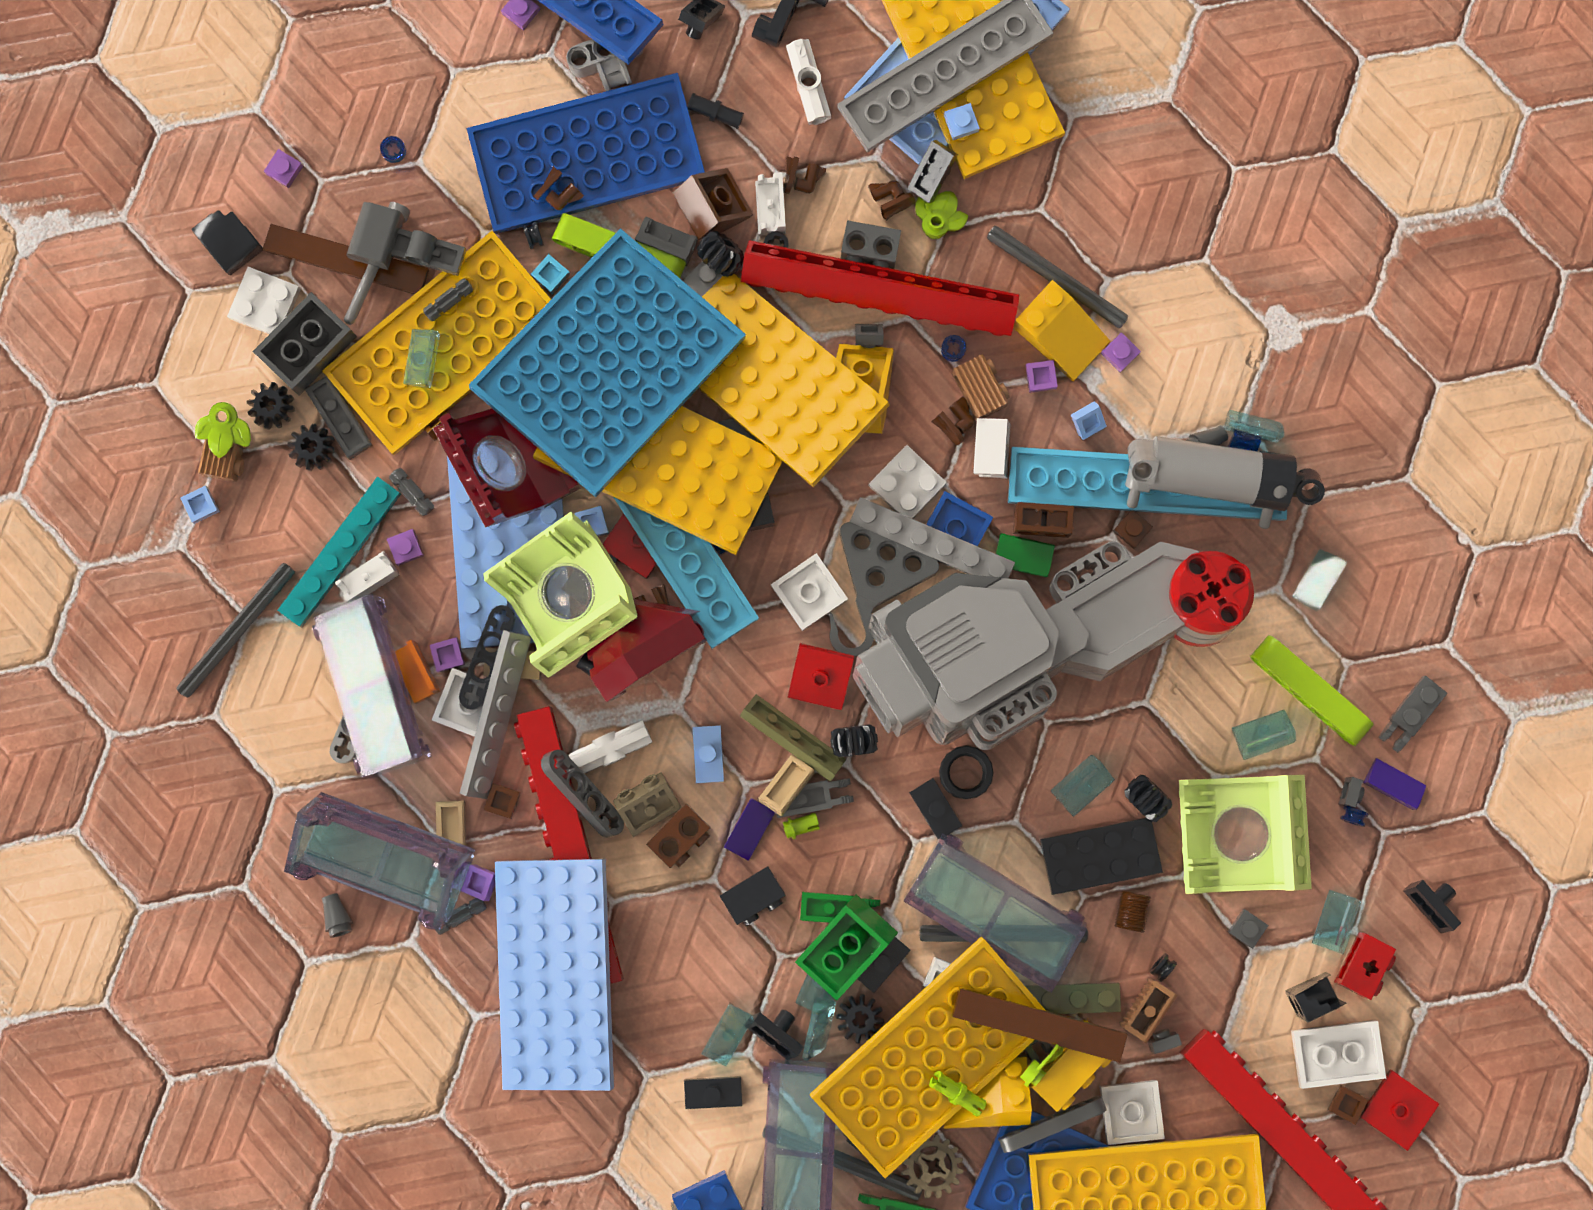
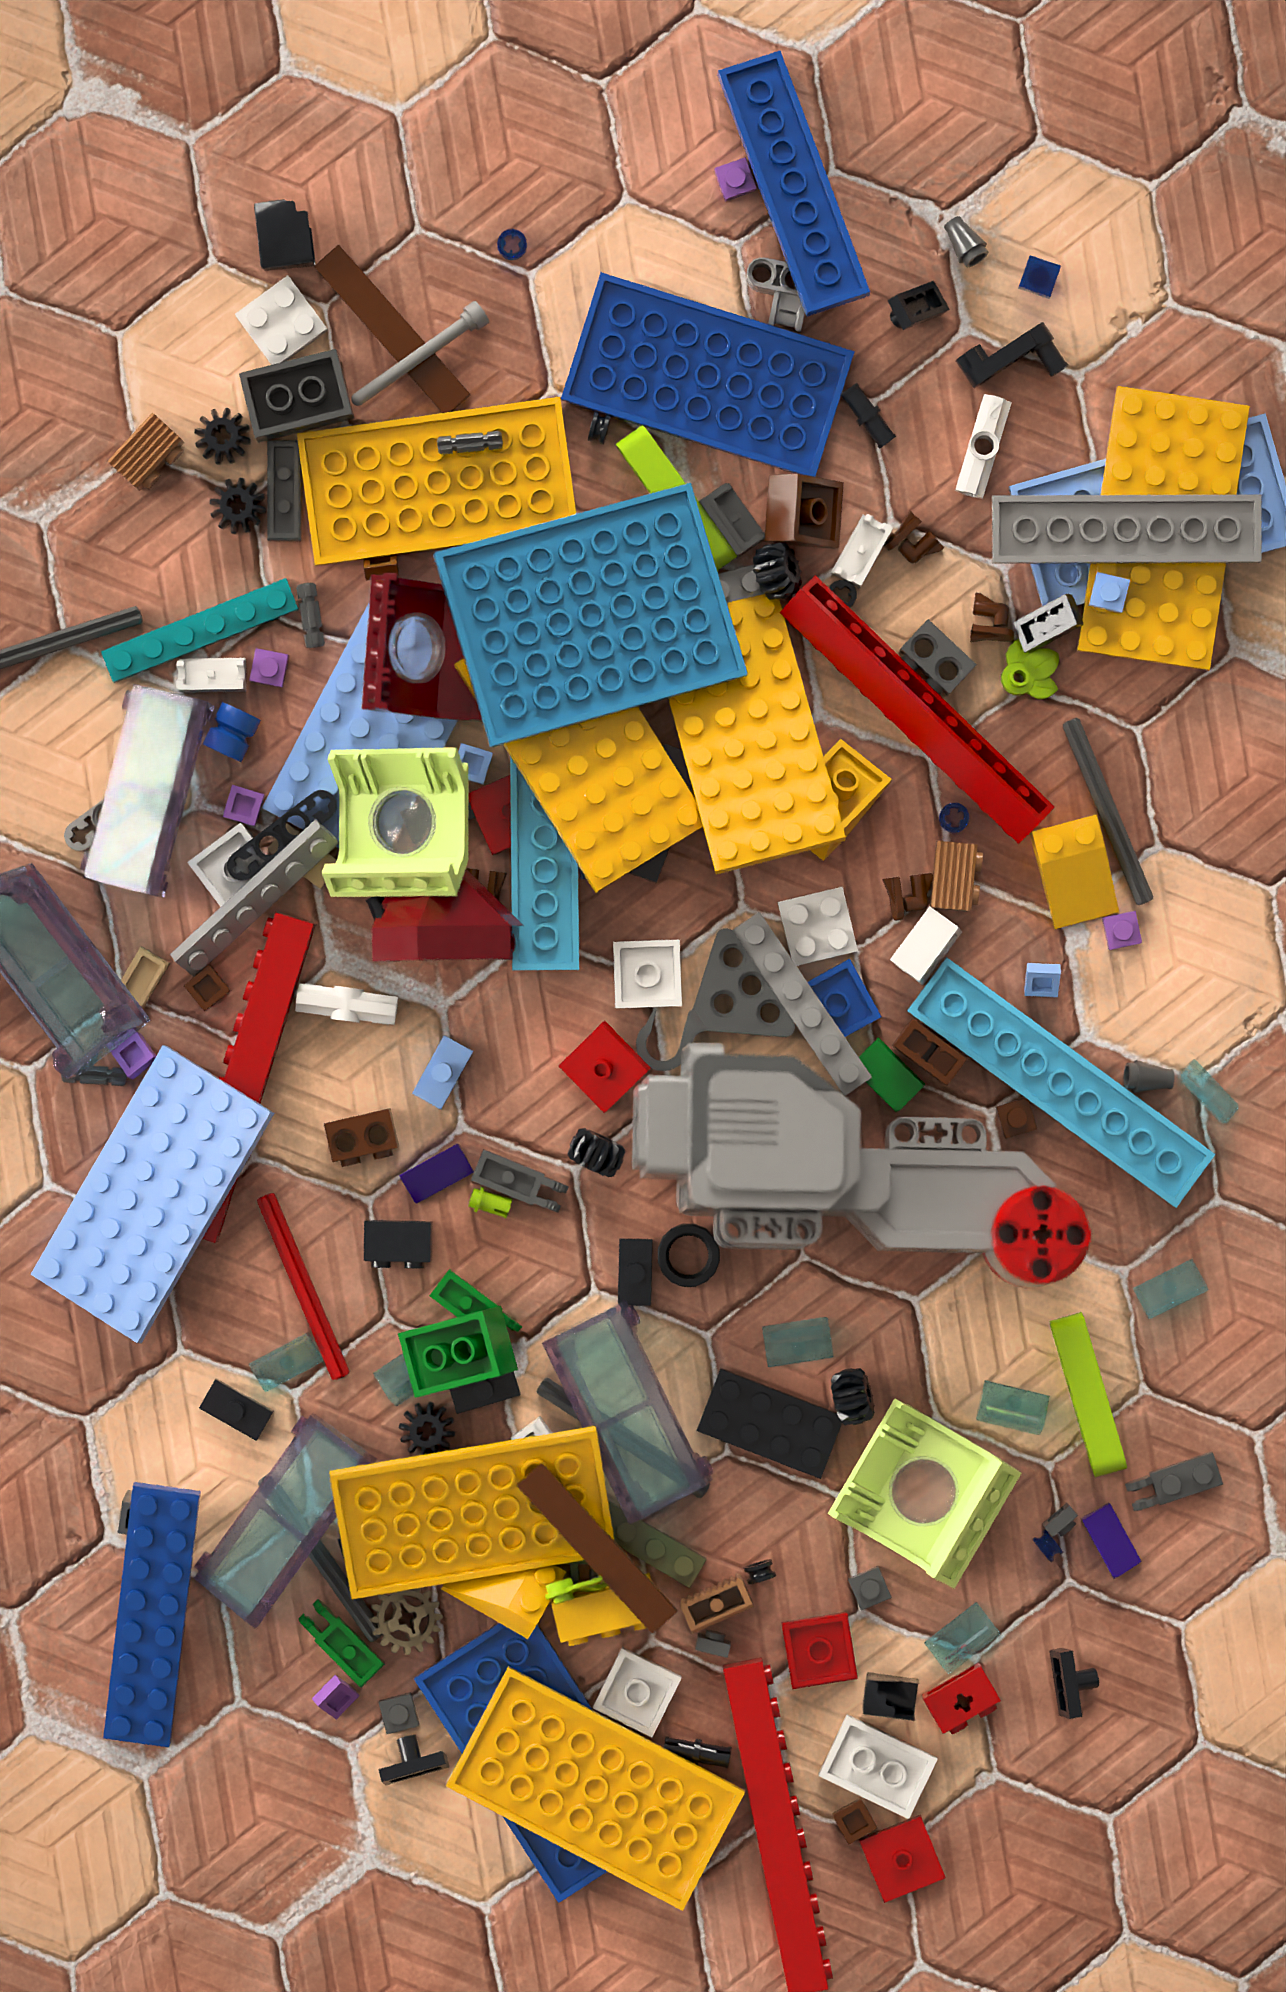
camera: 30 degrees right, 5 degrees up
(199, 504) = (88, 492): light blue plate -> none
(223, 433) = (157, 439): lime plate -> none
(283, 168) = (387, 193): medium lavender plate -> none
(380, 237) = (441, 335): dark grey plate -> none
(406, 608) = (231, 732): none -> blue wheel
(416, 672) = (201, 803): orange panel -> none
(421, 358) = (405, 485): clear light blue slope -> none
(550, 274) = (591, 479): medium azure plate -> none
(568, 195) = (646, 412): reddish brown piece -> none
(580, 797) = (296, 1031): dark grey beam -> none
(646, 803) = (349, 1082): dark tan bracket -> none
(703, 969) = (303, 1286): none -> red axle
(776, 1033) = (334, 1391): black tile -> none
(786, 785) = (500, 1154): tan tile -> none
(792, 737) = (537, 1109): olive plate -> none
(818, 1027) = (380, 1413): clear light blue slope -> none
(869, 335) = (876, 750): dark grey plate -> none
(957, 1093) = (474, 1562): lime pin -> none
(1041, 376) = (1024, 904): medium lavender plate -> none
(1052, 1124) = (550, 1652): dark grey beam -> none
(1132, 911) = (765, 1498): reddish brown piece -> none
(1204, 1127) = (699, 1752): none -> black pin
(1220, 473) = (1134, 1121): light grey piece -> none
(1242, 996) = (819, 1650): none -> red plate
(1244, 441) = (1181, 1106): clear blue plate -> none

